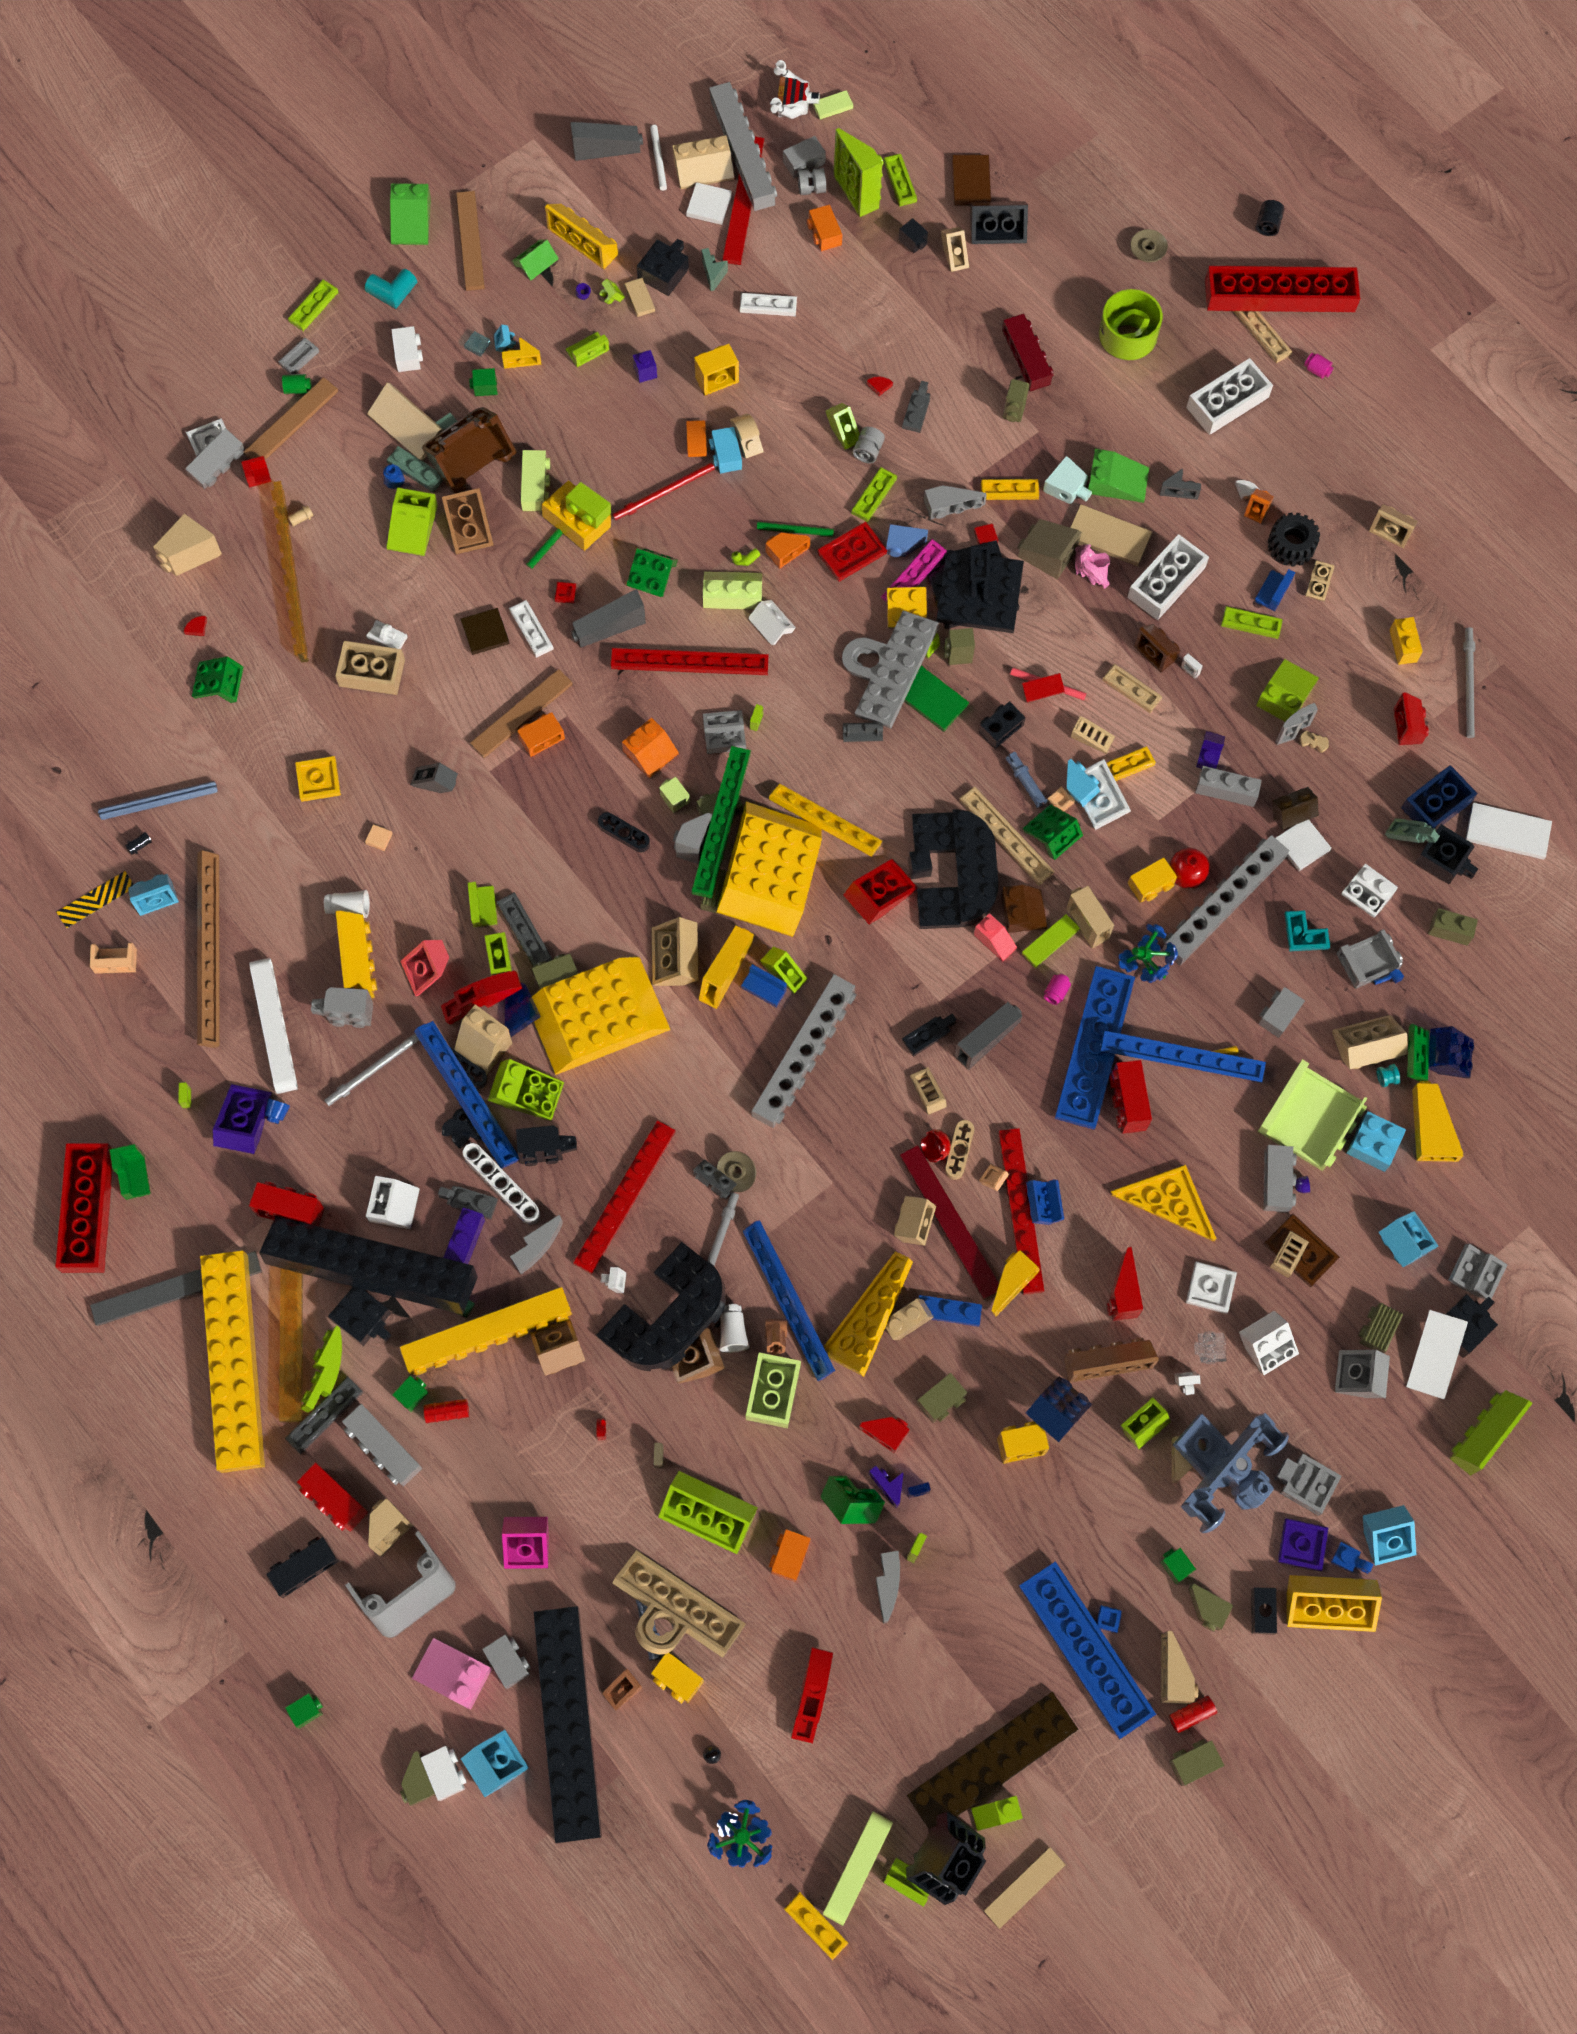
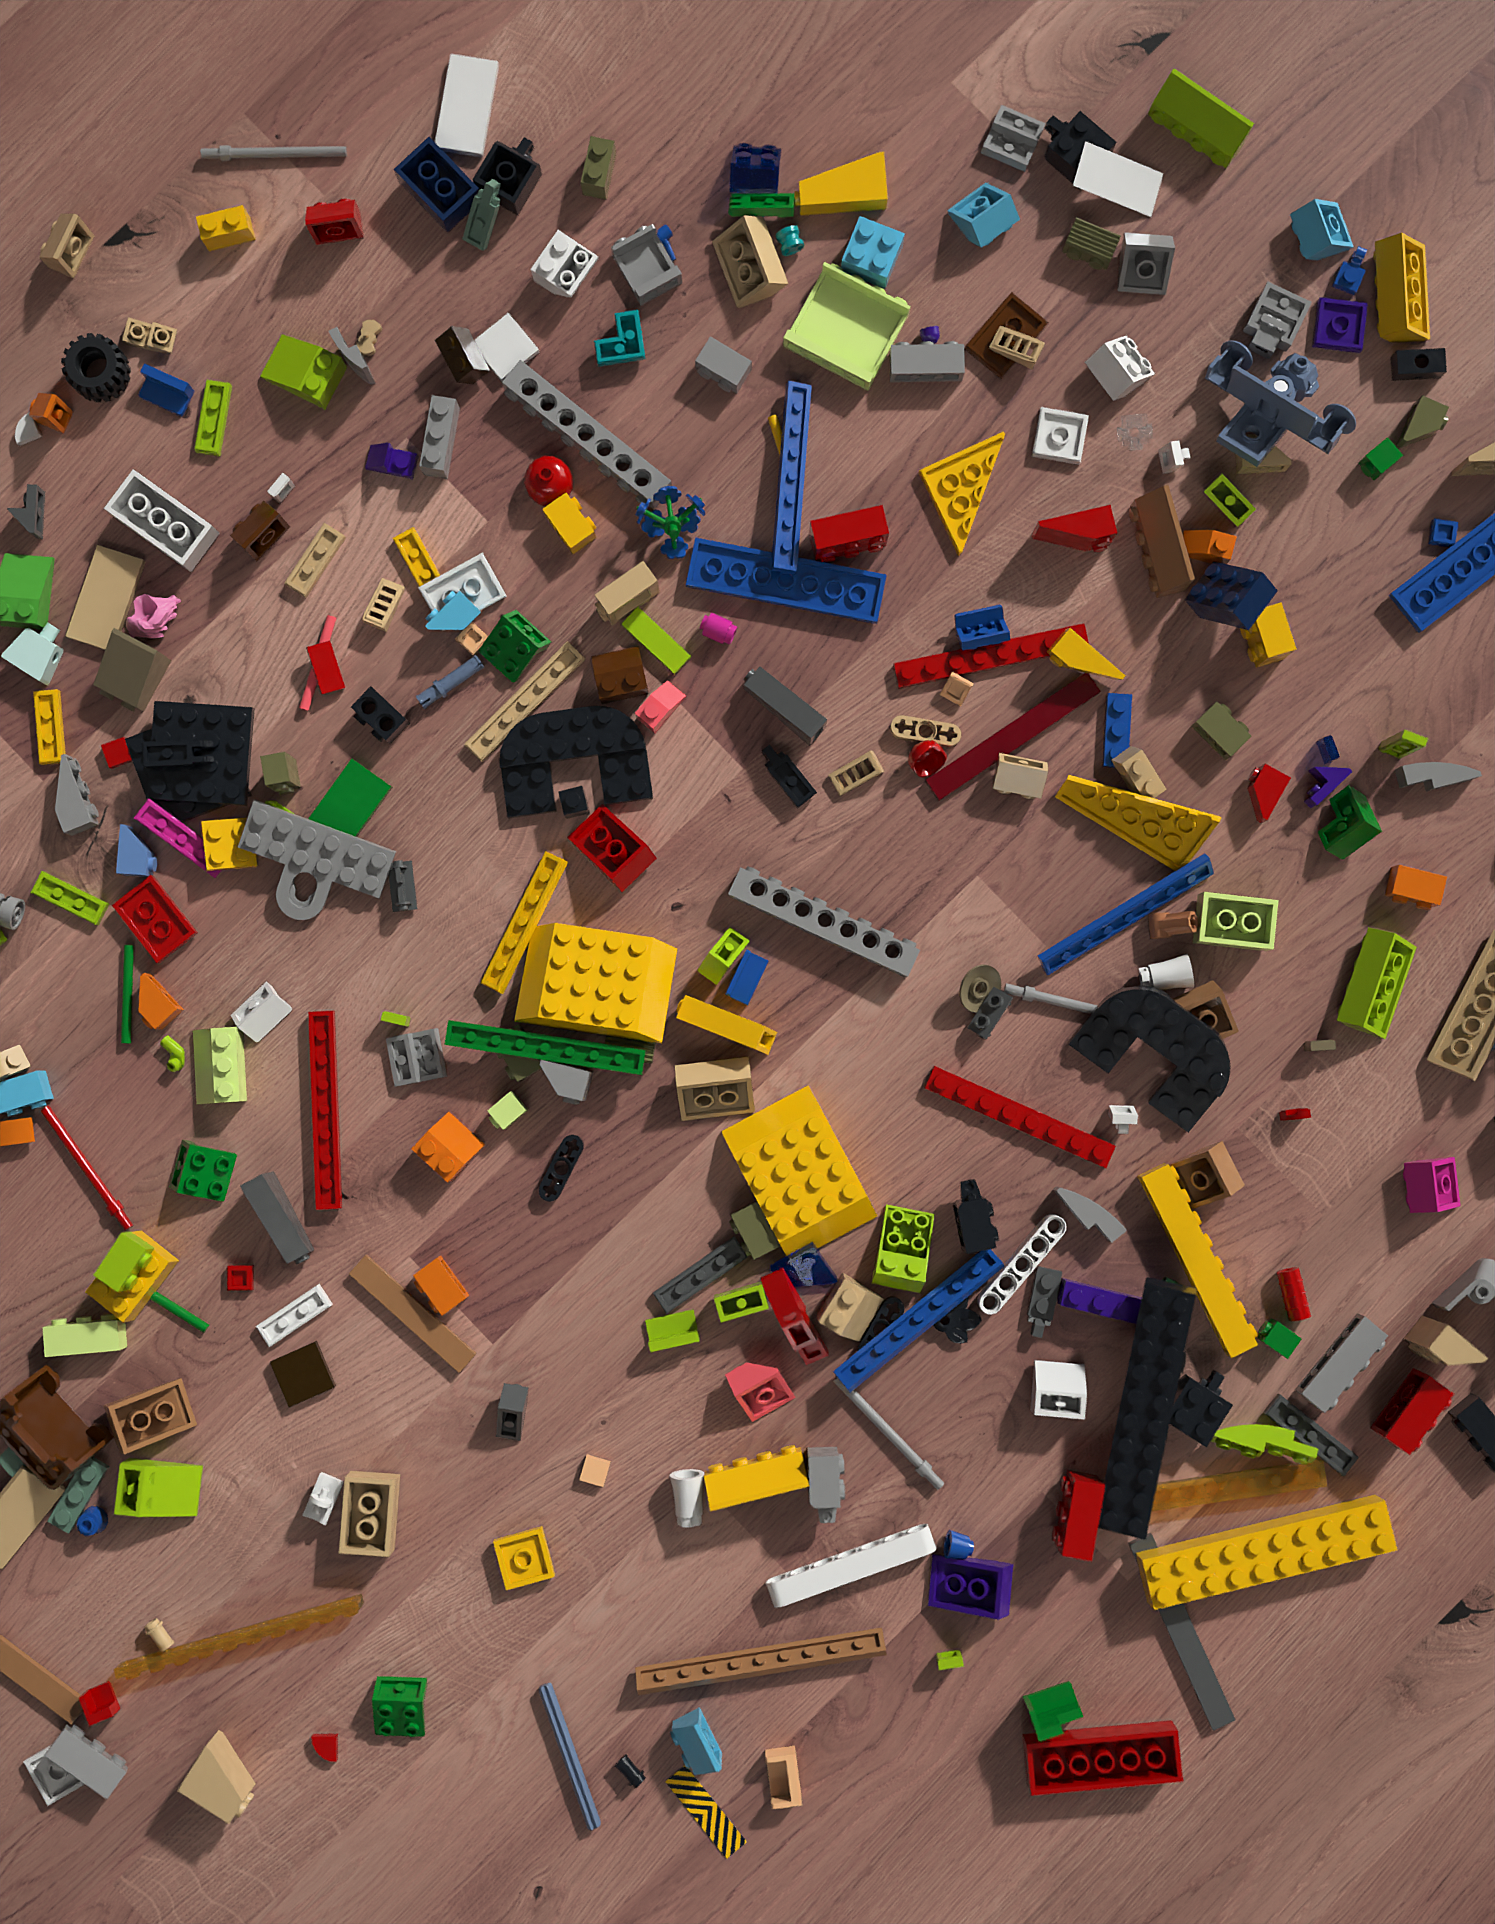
camera: 90 degrees left, 15 degrees up
(1106, 1403) = (1209, 545): none -> orange slope

